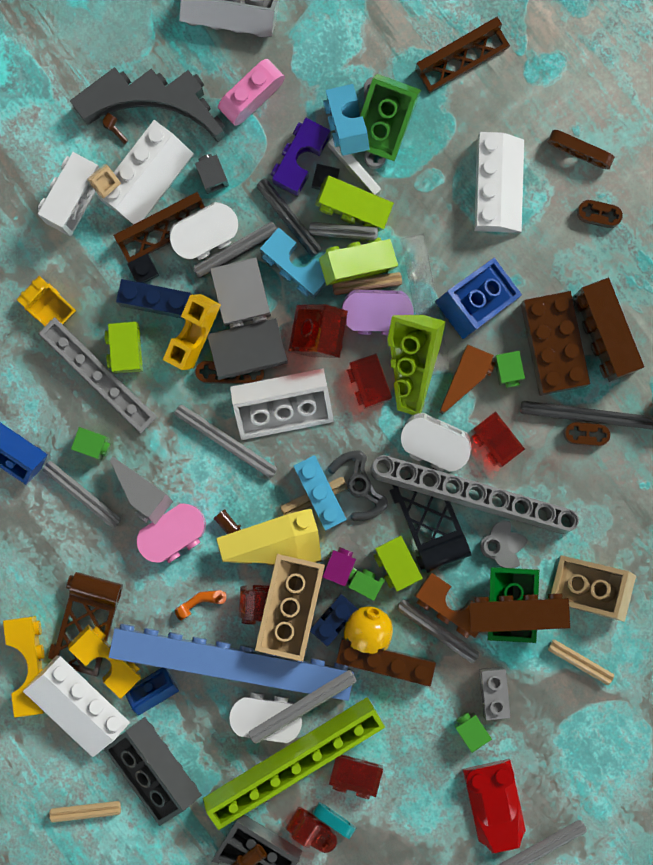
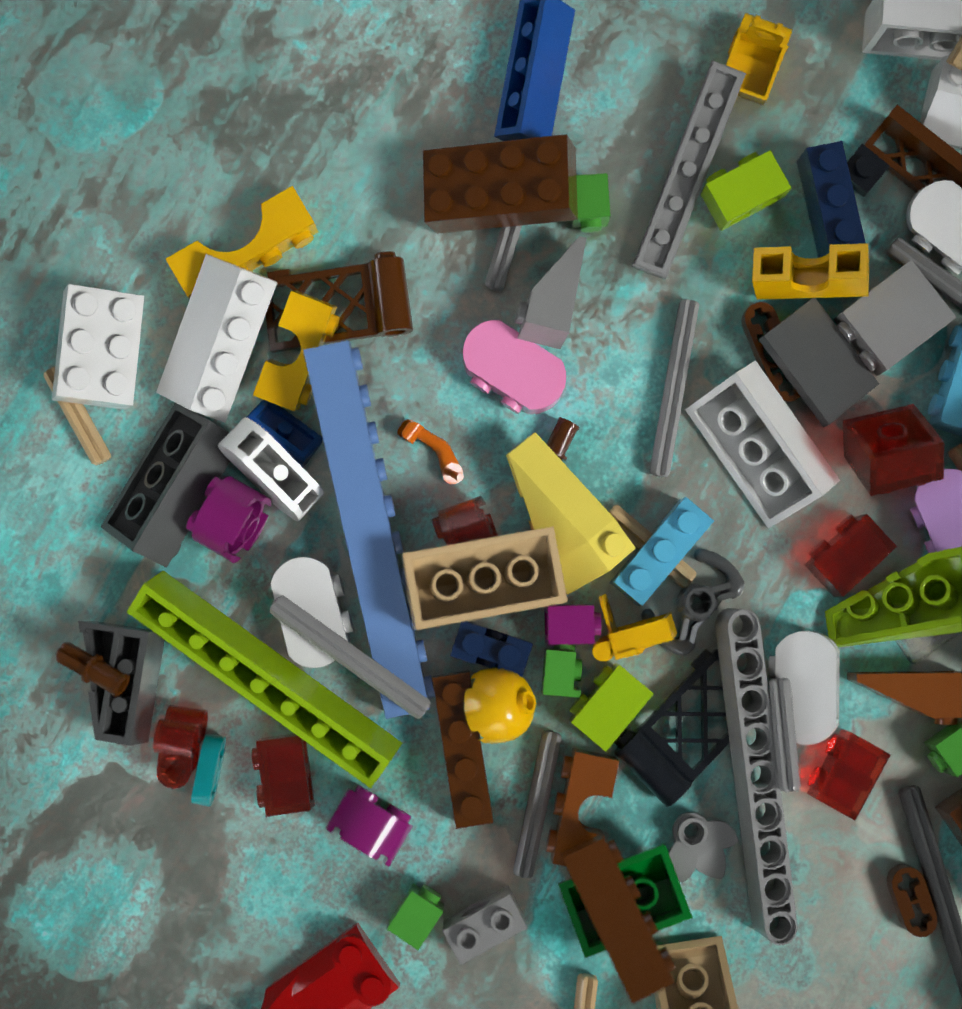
camera: 60 degrees right, 0 degrees up
(50, 781) = (98, 347): none -> white brick
(57, 494) = (500, 184): none -> reddish brown brick
(170, 706) = (270, 468): none -> white brick
(188, 744) = (229, 518): none -> magenta brick
(363, 533) = (633, 637): none -> yellow piece
(407, 736) = (370, 826): none -> magenta brick
(457, 469) = (784, 734): none -> light grey axle

